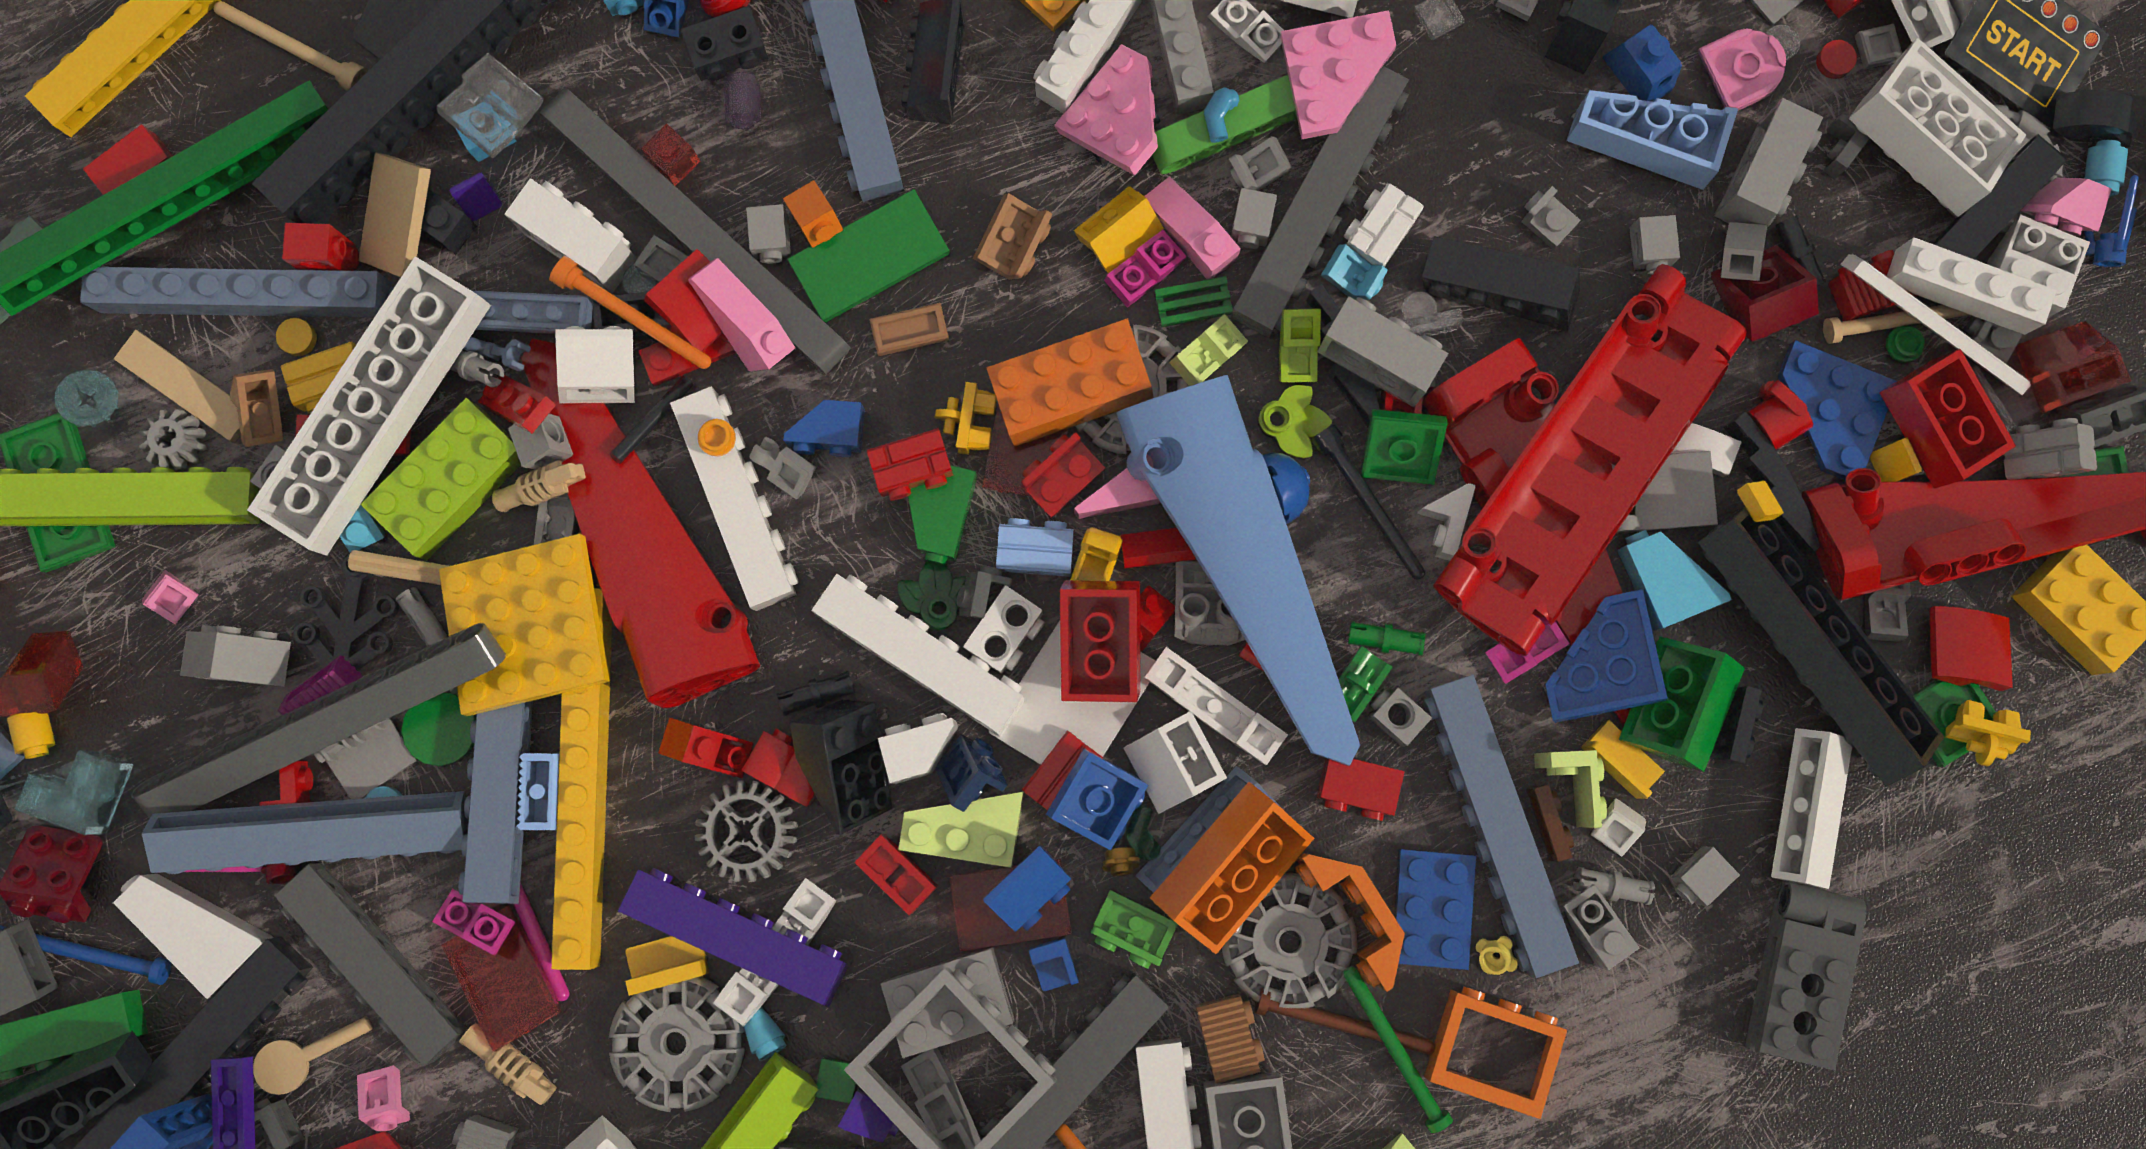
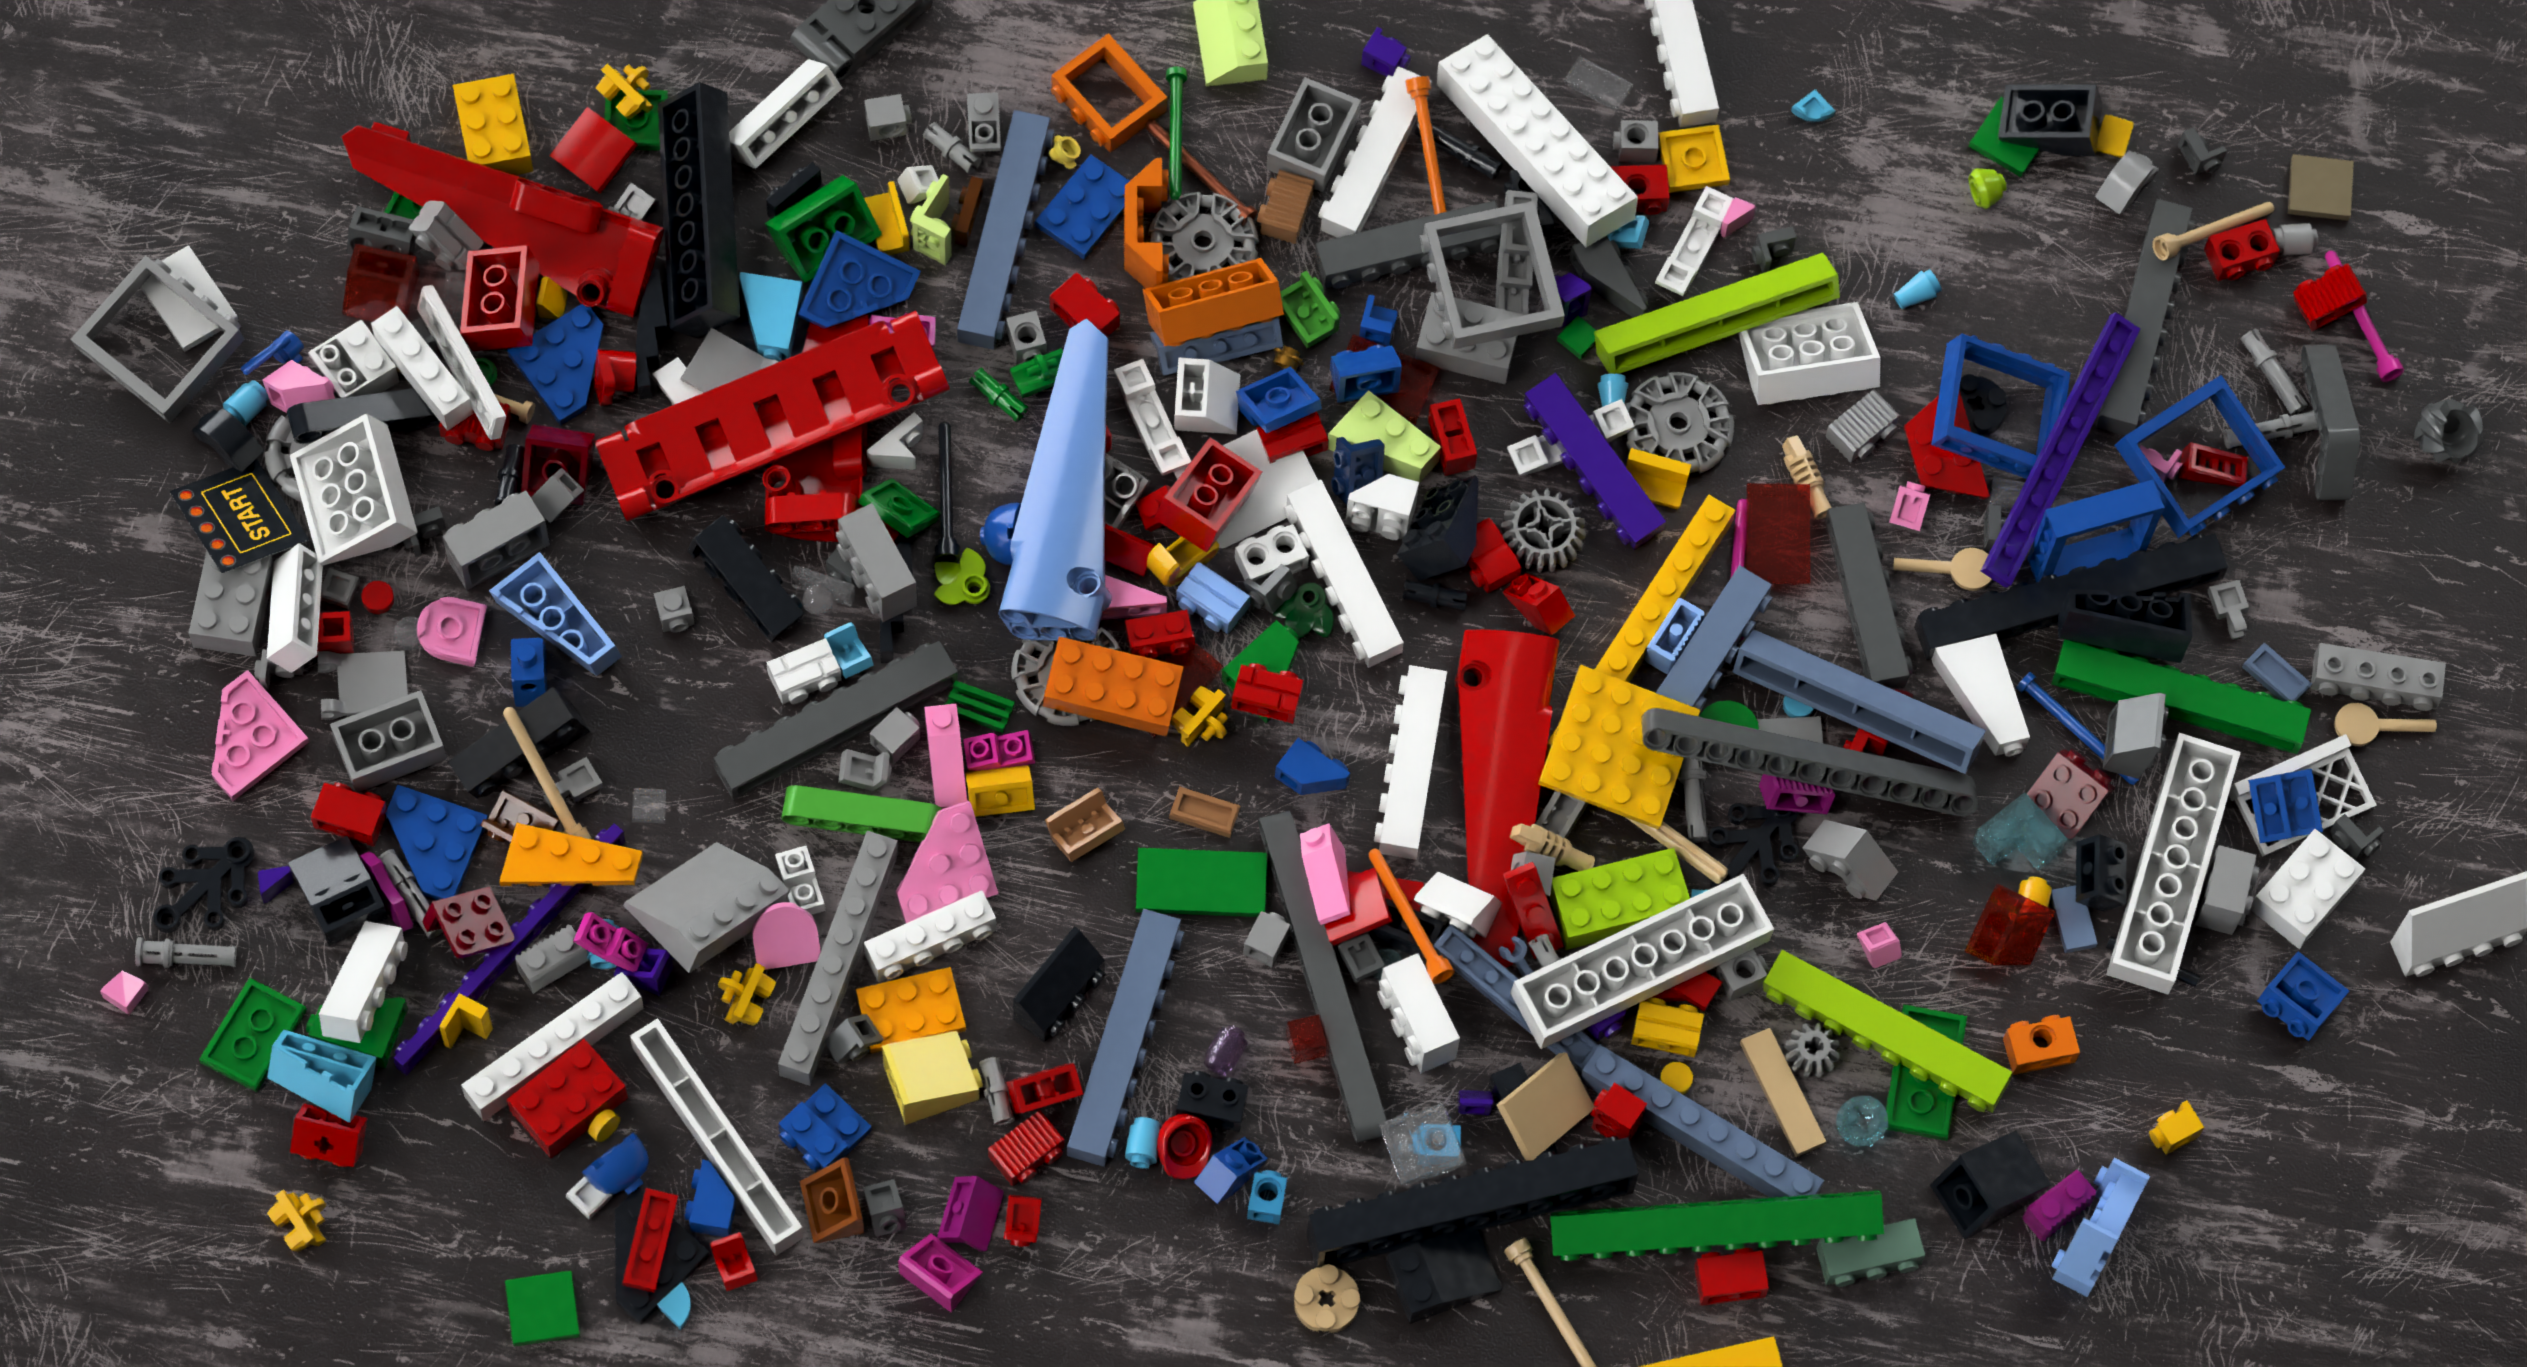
camera: 155 degrees left, 15 degrees down
(257, 407) = (1731, 1032): medium nougat slope -> none
(473, 922) = (1784, 589): dark pink slope -> none
(651, 419) = (1439, 852): black bar -> none
(716, 437) = (1398, 798): light orange plate -> none
(786, 467) = (1361, 760): light grey plate -> none
(813, 214) = (1225, 927): orange brick -> none
(1139, 835) = (1262, 366): clear green arm -> none
(1208, 351) = (993, 663): yellowish green slope -> none
(1221, 101) = (874, 815): dark azure arm -> none
(1299, 345) = (926, 621): lime slope -> none
(1334, 67) = (764, 795): bright pink plate -> none
(1654, 242) = (612, 544): light grey brick -> none
(1760, 501) = (676, 317): yellow tile -> none

